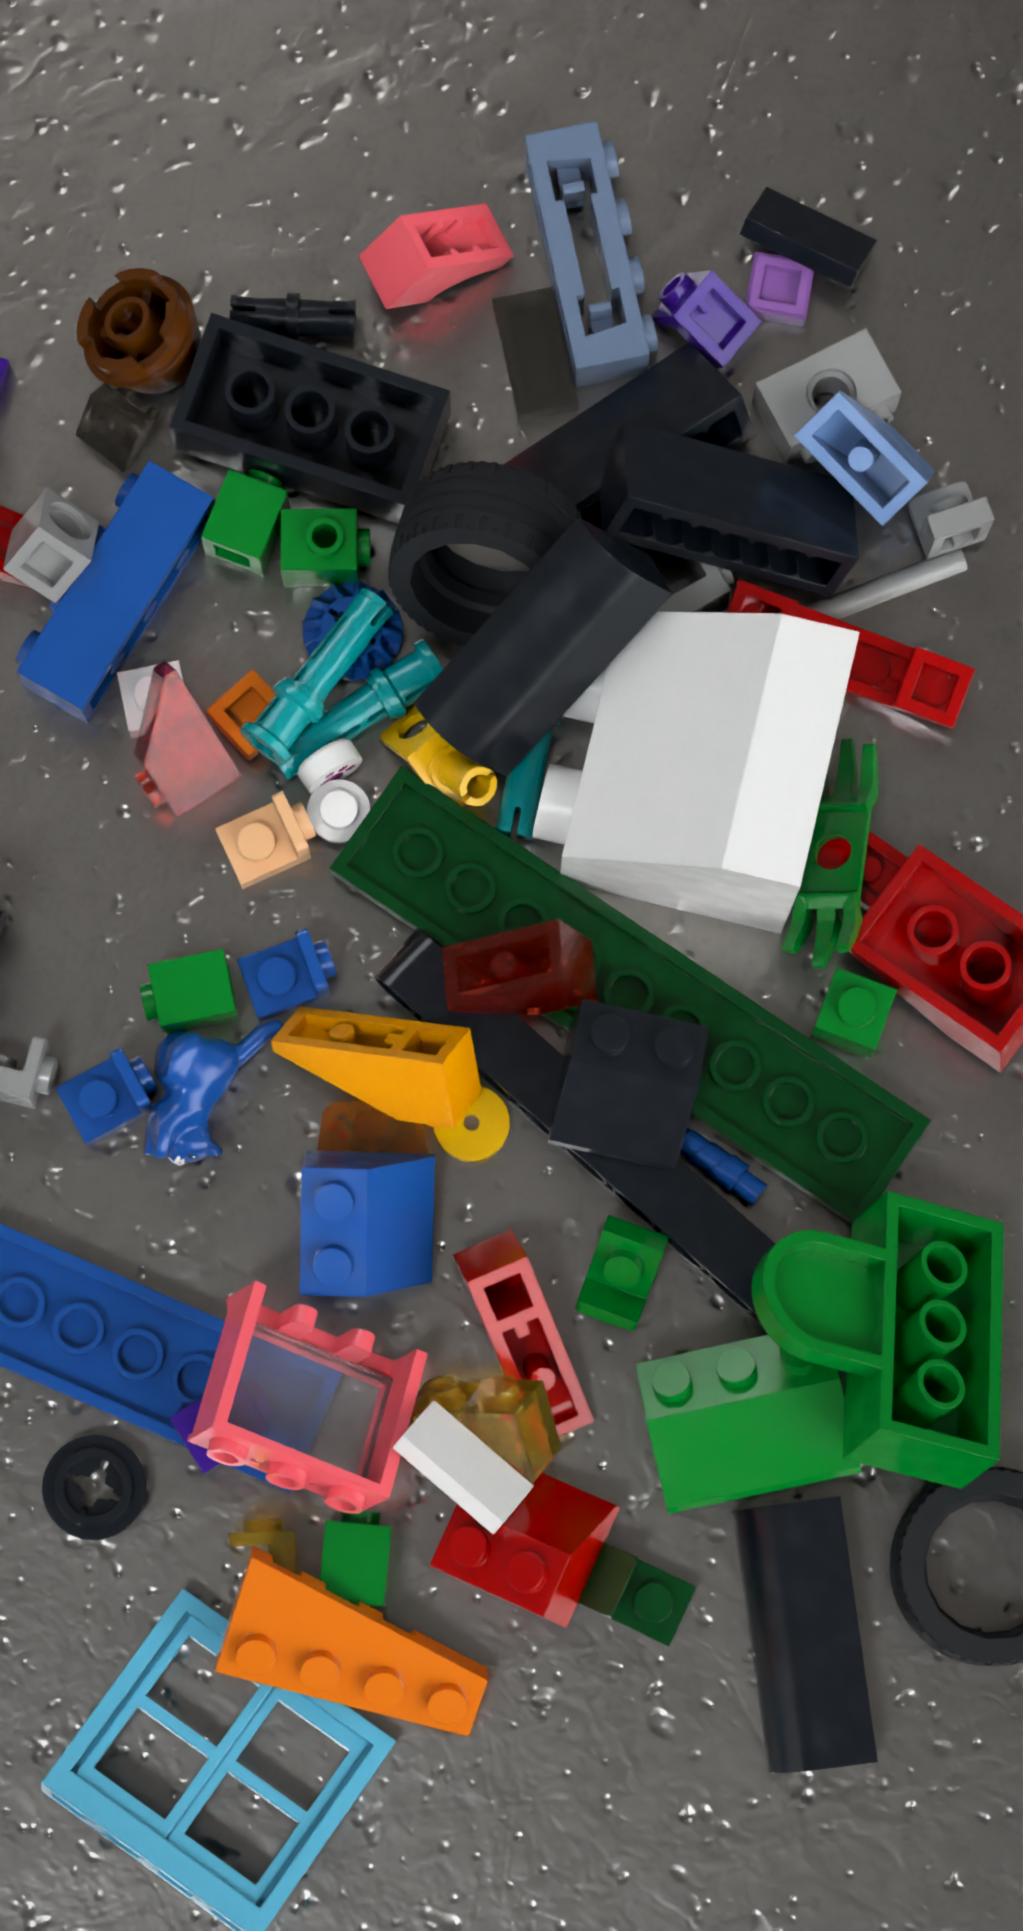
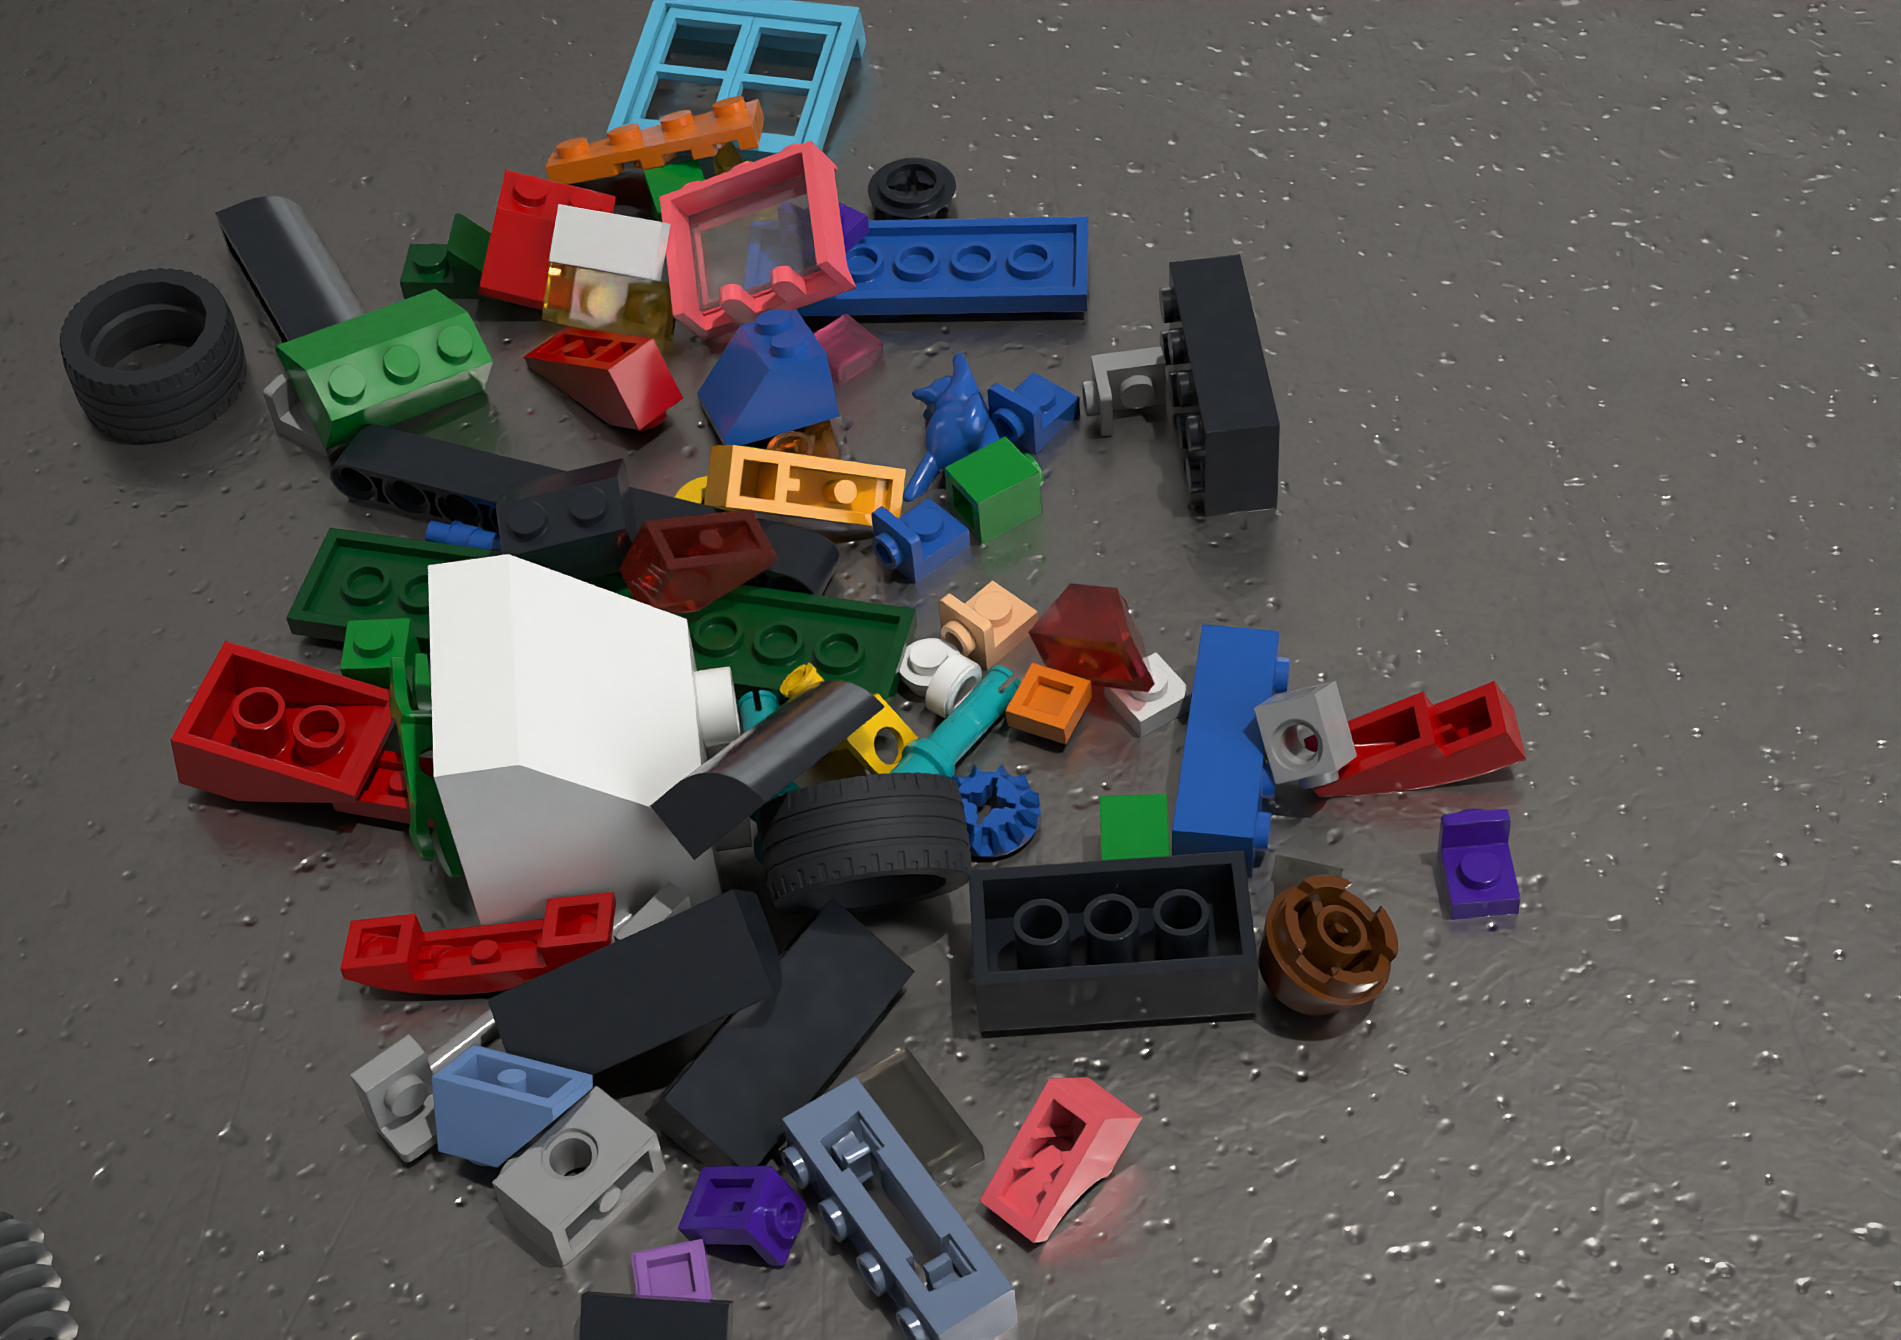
camera: 165 degrees right, 30 degrees down
(263, 1263) = (848, 348): none -> clear pink tile
(297, 316) = (1186, 1053): black pin -> none
(301, 697) = (1000, 703): teal pin -> none
(322, 547) = (1047, 836): green brick -> none
(621, 1273) = (532, 424): green bracket -> none
(910, 1322) = (254, 410): green brick -> none

